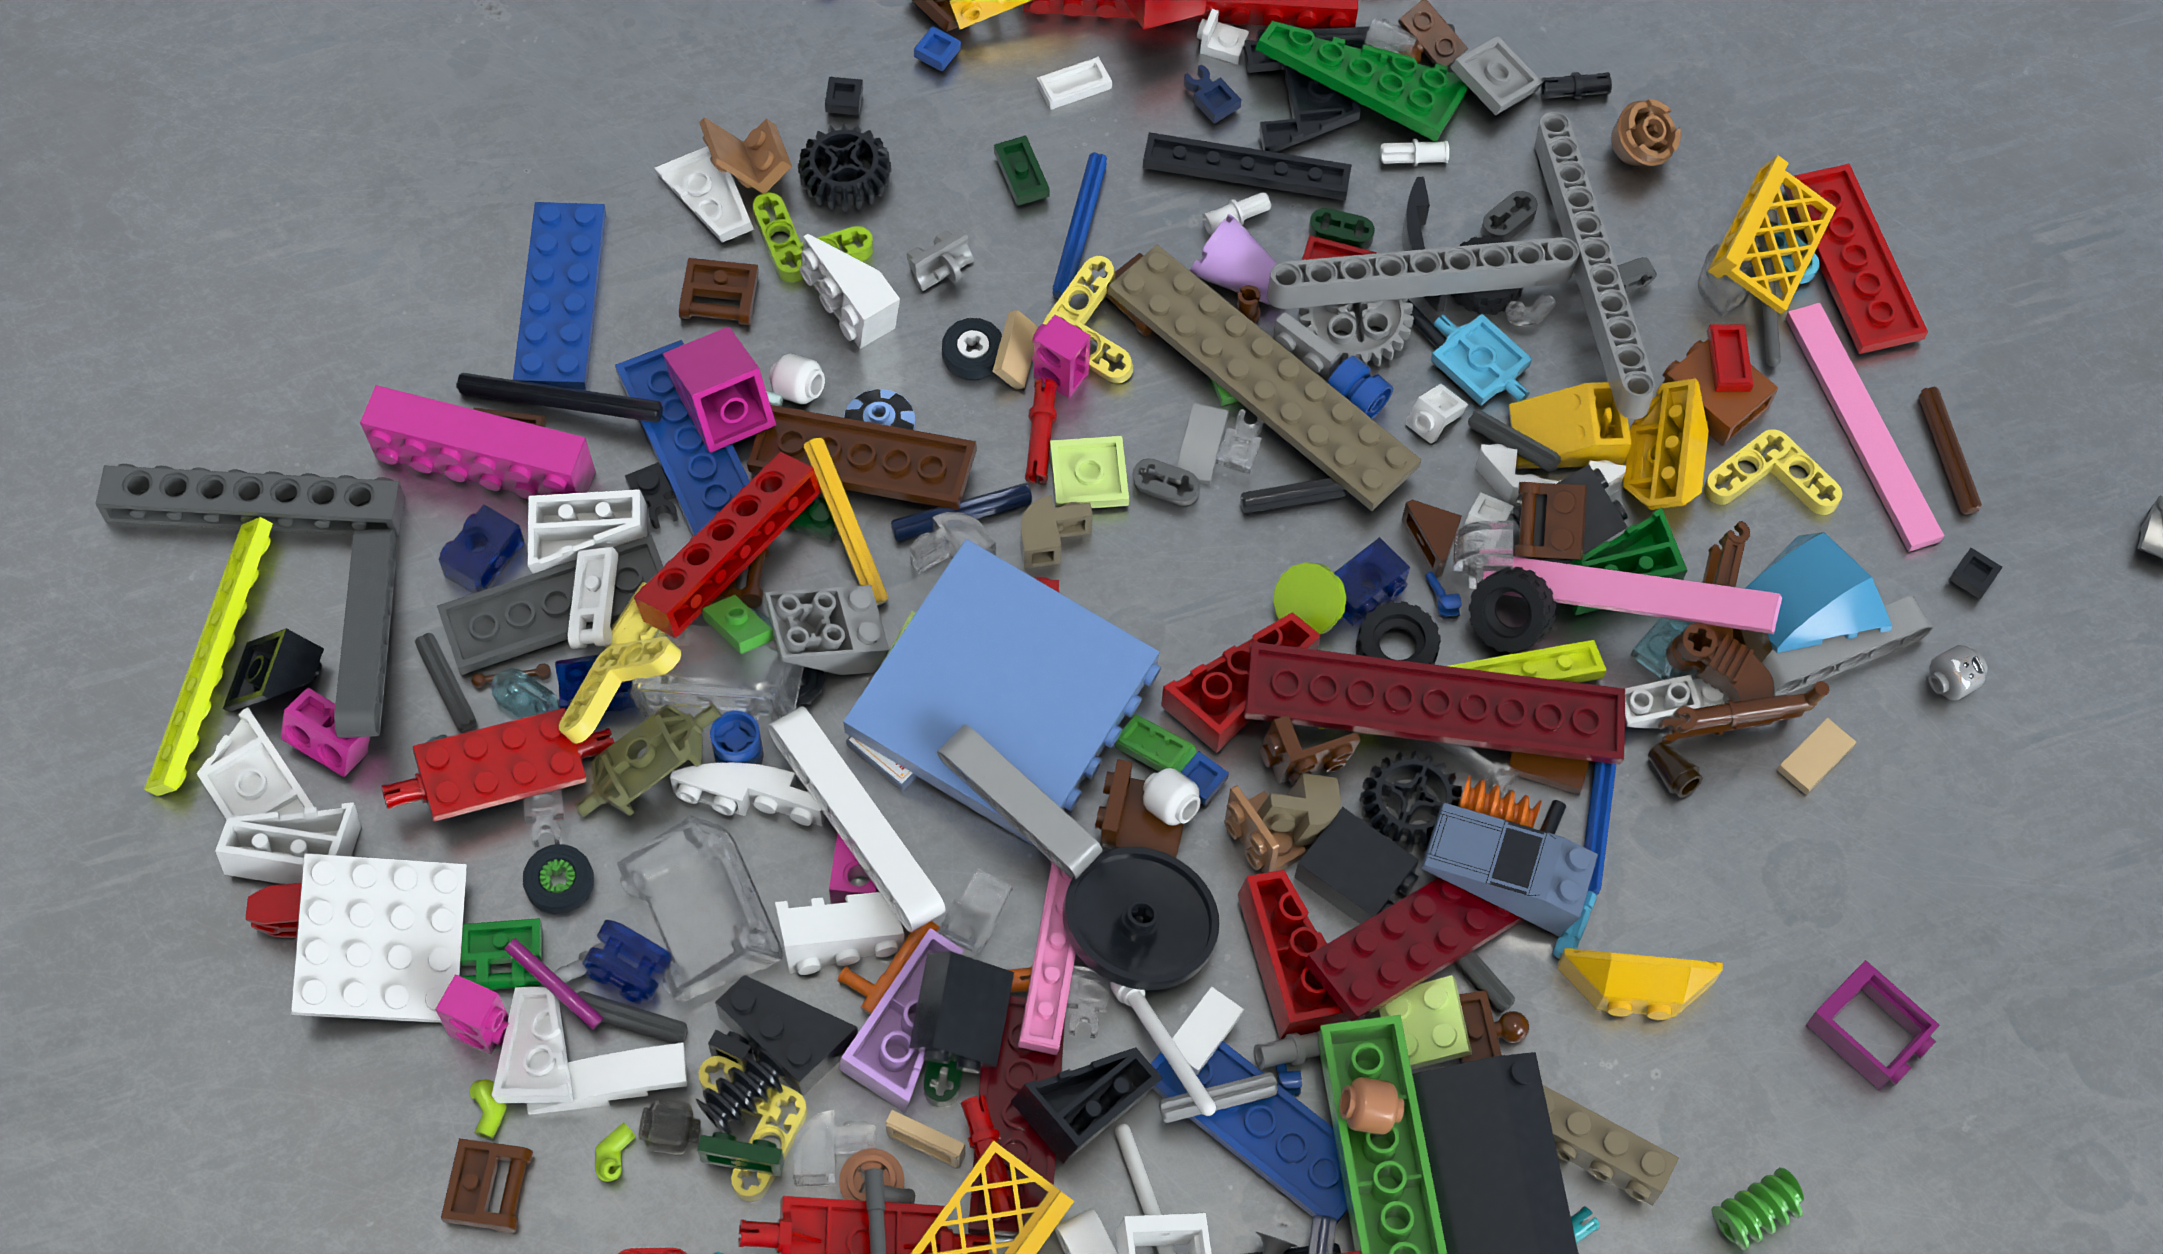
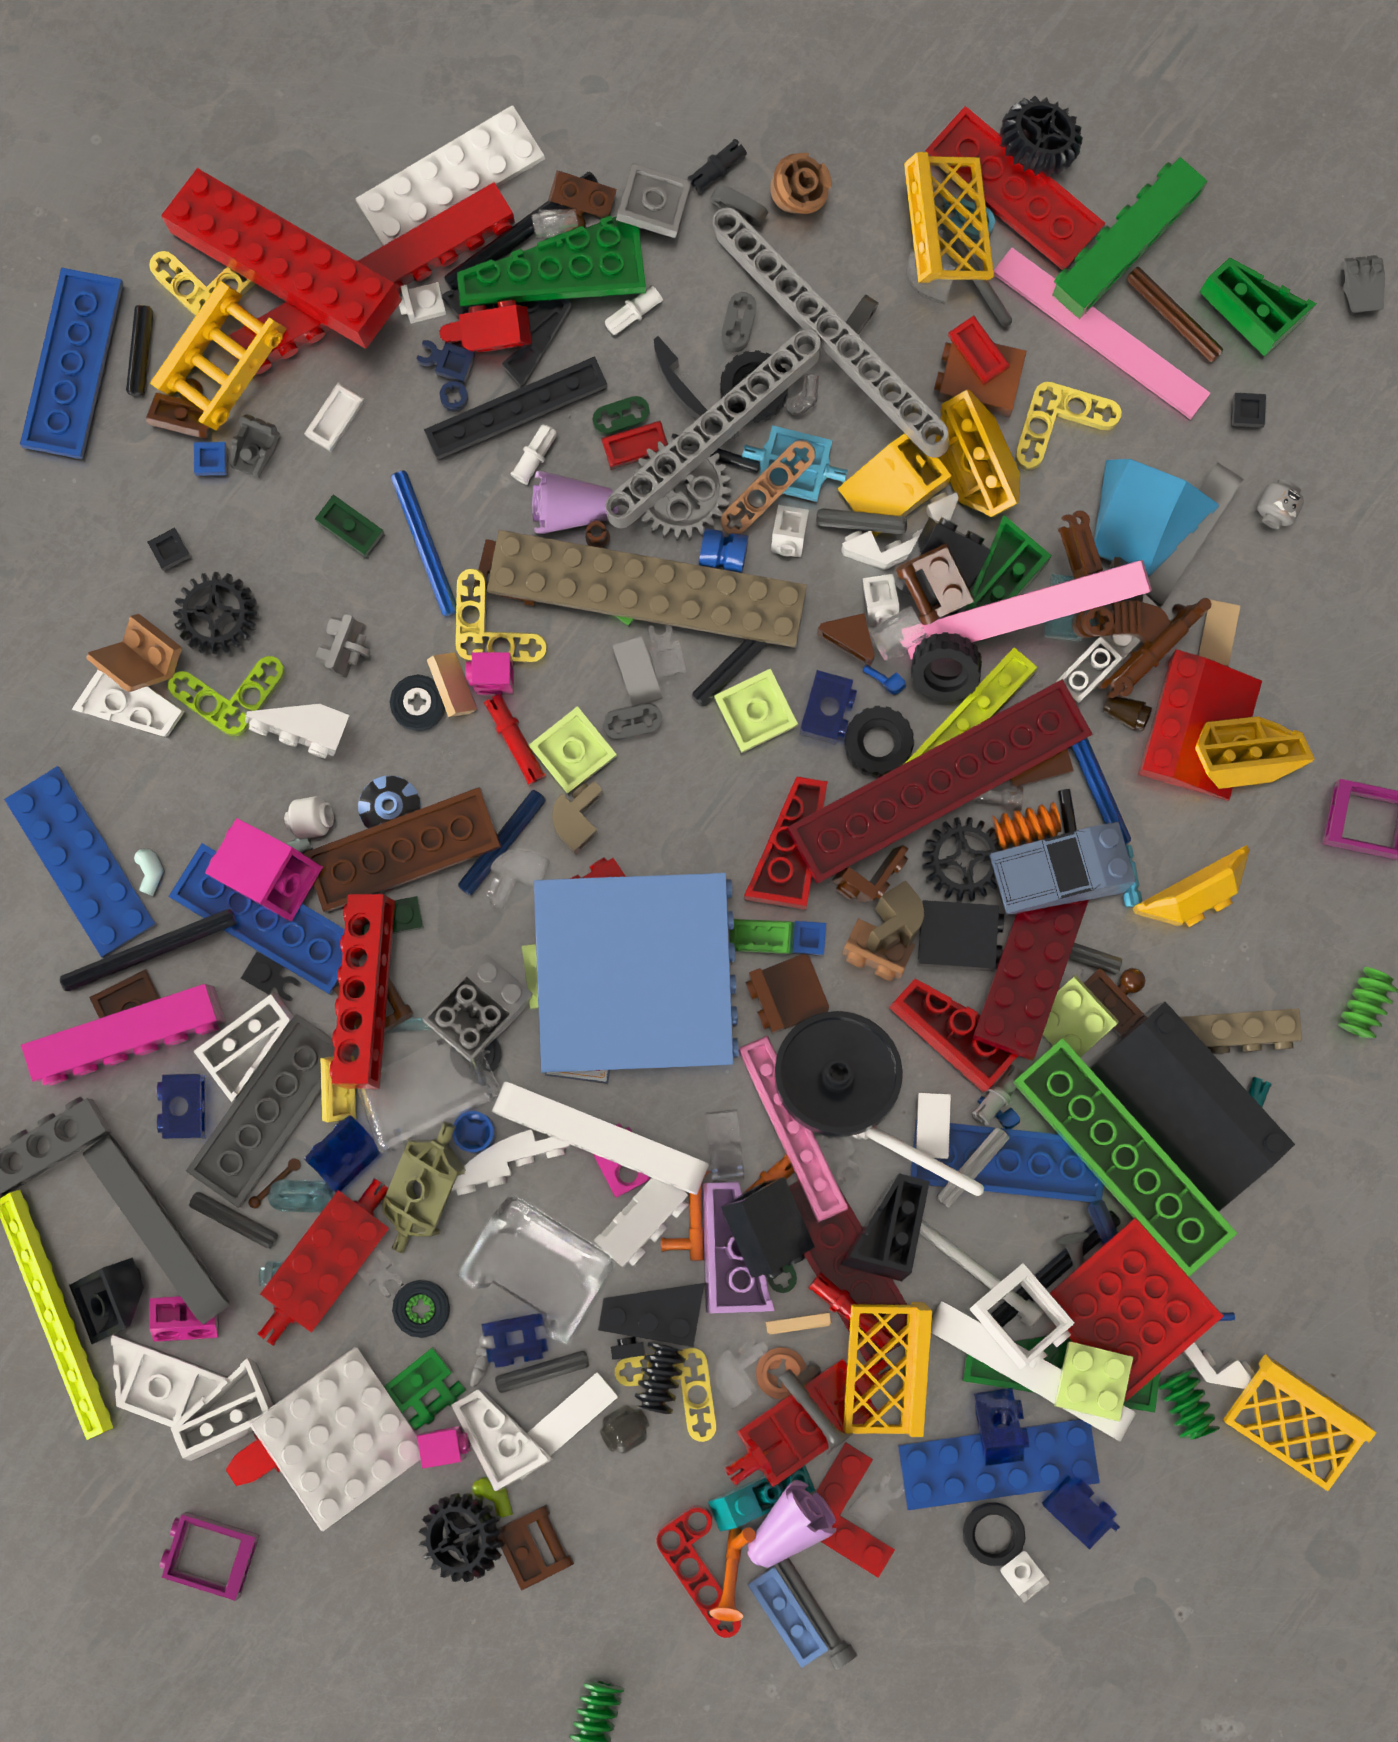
camera: 25 degrees left, 20 degrees up
(186, 1003) = (241, 1566): none -> magenta window
(429, 1130) = (475, 1562): none -> black gear
(554, 983) = (478, 1388): magenta bar -> none
(593, 597) = (295, 1094): white plate -> none
(608, 1153) = (596, 1472): lime arm -> none
(610, 669) = (355, 1150): light yellow beam -> none
(619, 338) = (151, 868): none -> light aqua arm
(720, 281) = (192, 772): reddish brown plate -> none
(726, 1151) = (701, 1412): dark green plate -> none
(738, 624) = (416, 1050): bright green plate -> none
(844, 518) = (427, 910): yellow axle -> none
(984, 60) = (253, 445): none -> dark grey hand
(1019, 801) = (704, 1051): light grey beam -> none
(1171, 796) = (801, 971): white head -> none
(1200, 118) = (450, 386): none -> dark blue bush
(1270, 85) = (490, 328): none -> red hinge
(1291, 538) = (755, 710): none -> yellowish green plate
(1306, 346) = (664, 545): light grey plate -> none
(1312, 595) = (797, 751): lime tile -> none
(1371, 1105) = (1086, 1120): nougat head -> none
(1439, 351) = (766, 485): none -> medium nougat beam
(1583, 128) = (749, 209): none -> dark grey beam
(1743, 826) = (1191, 695): none -> red slope
(1781, 878) = (1250, 751): none -> yellow wedge
(1908, 224) = (1059, 141): none -> black gear
(1944, 355) = (1129, 237): none -> green brick
(2039, 483) = (1255, 305): none -> green wedge

